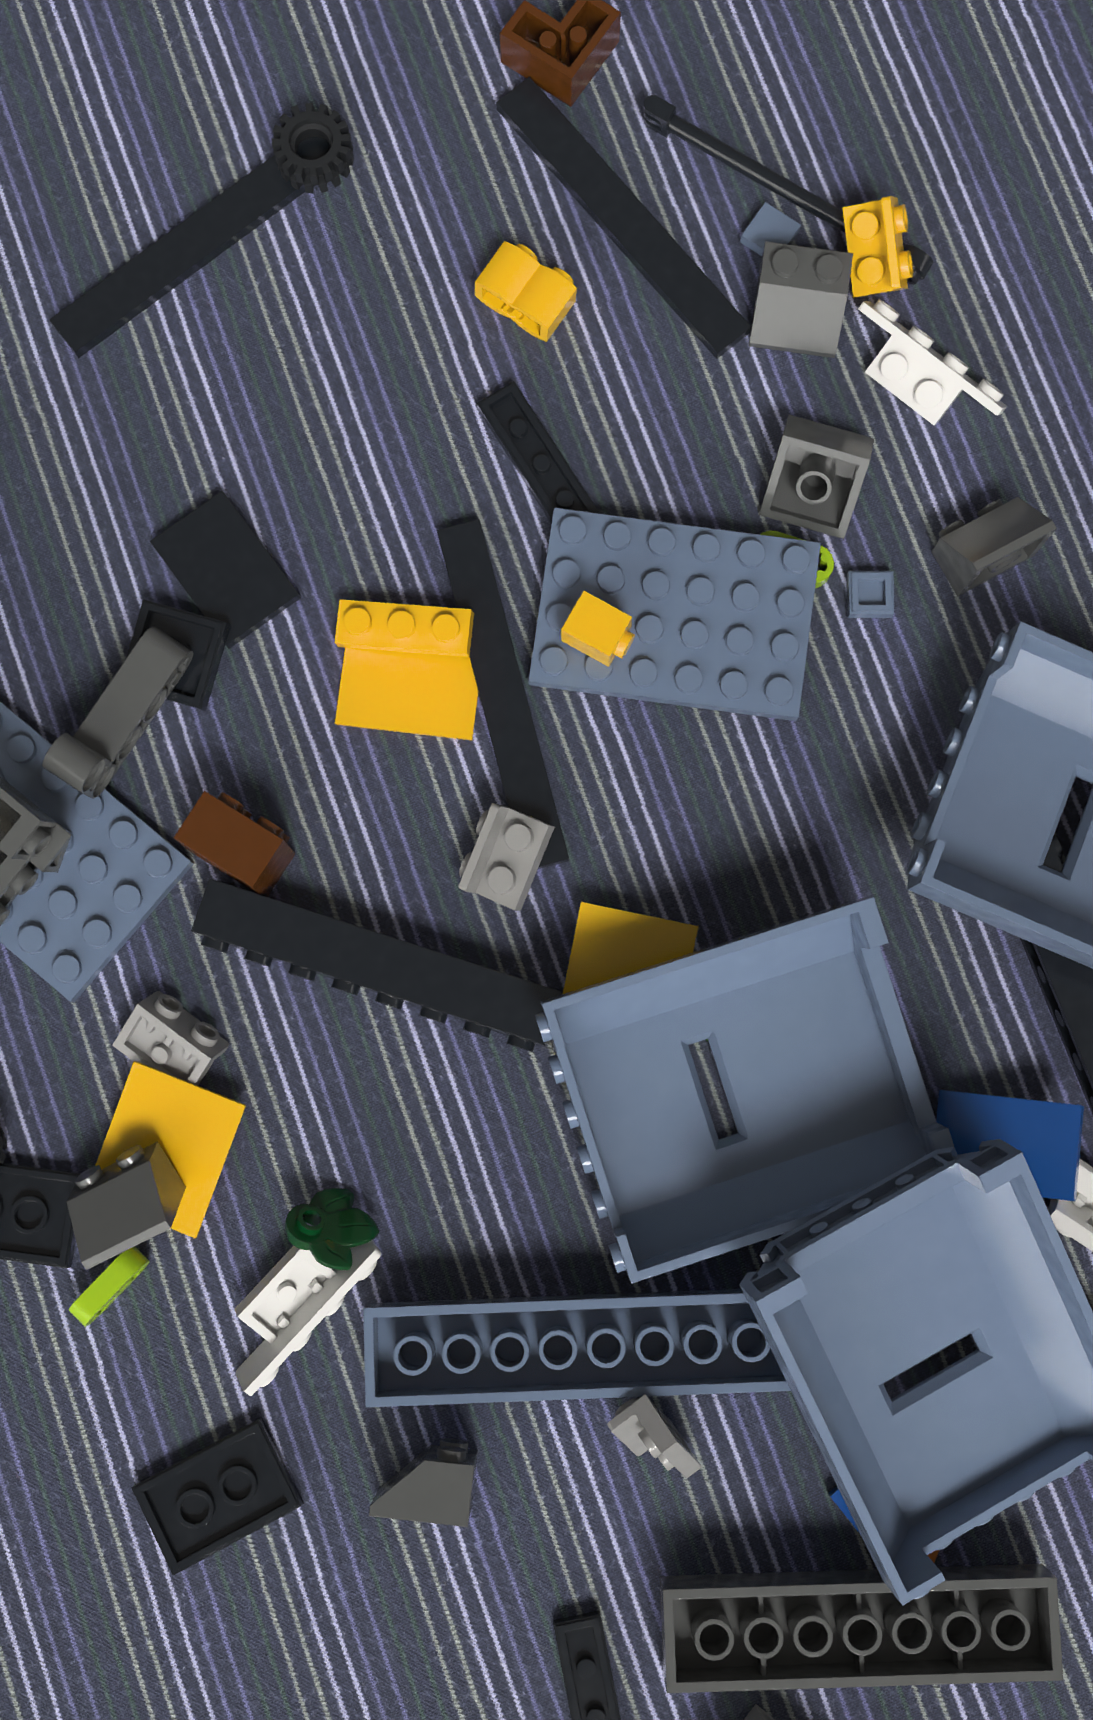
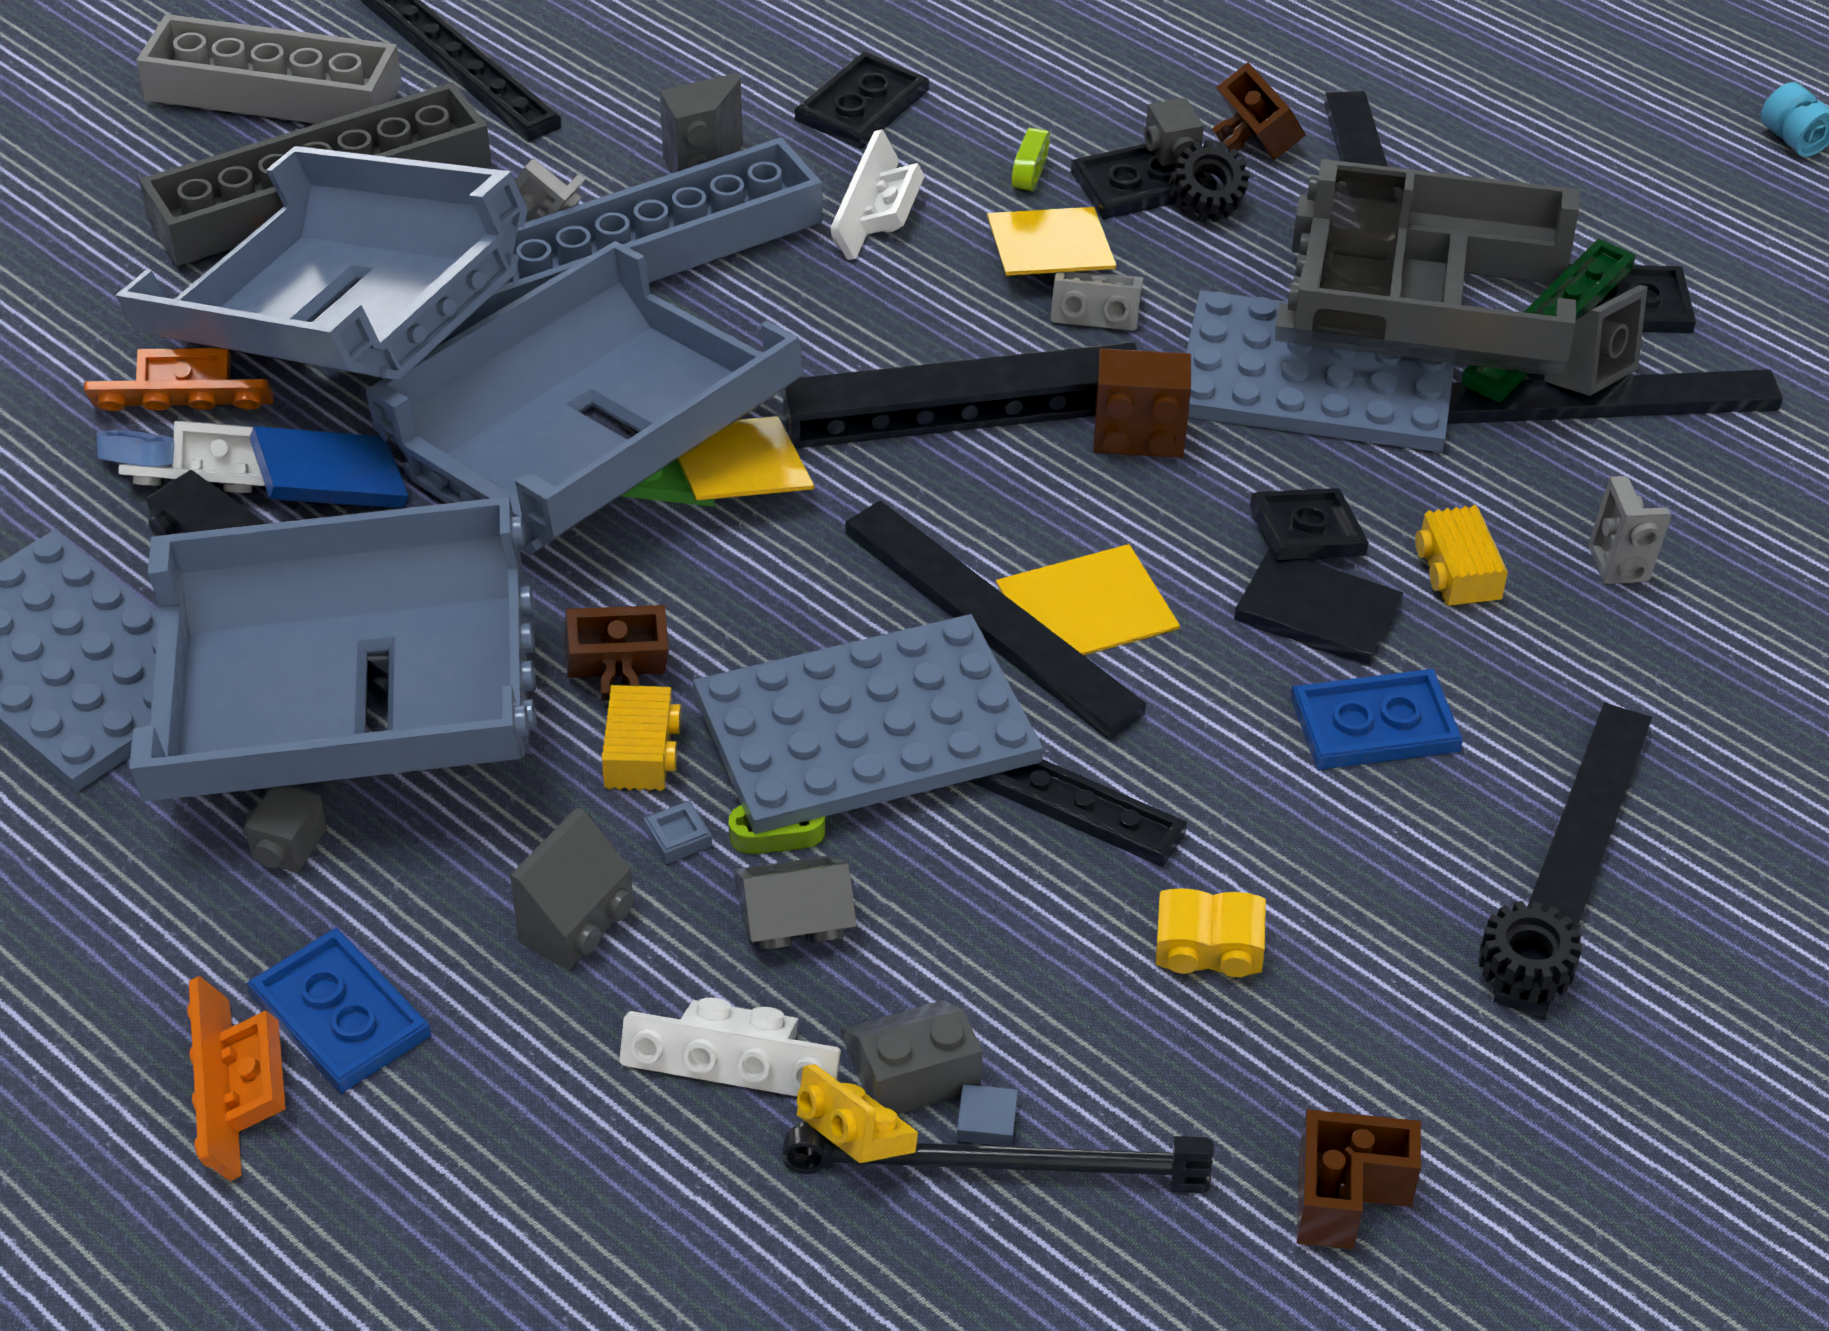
camera: 150 degrees right, 35 degrees down
(75, 550) = (1461, 556): none -> yellow brick
(119, 715) = (1312, 431): dark grey beam -> none
(124, 1203) = (1051, 178): dark grey slope -> none
(260, 435) = (1376, 719): none -> blue tile
(334, 1227) = (878, 236): dark green plate -> none
(404, 628) = (1117, 618): yellow plate -> none
(505, 856) = (905, 496): light grey bracket -> none
(598, 629) = (929, 642): yellow brick -> none
(623, 218) = (1148, 1054): black tile -> none
(843, 791) = (616, 643): none -> reddish brown brick
(863, 693) = (638, 737): none -> yellow brick

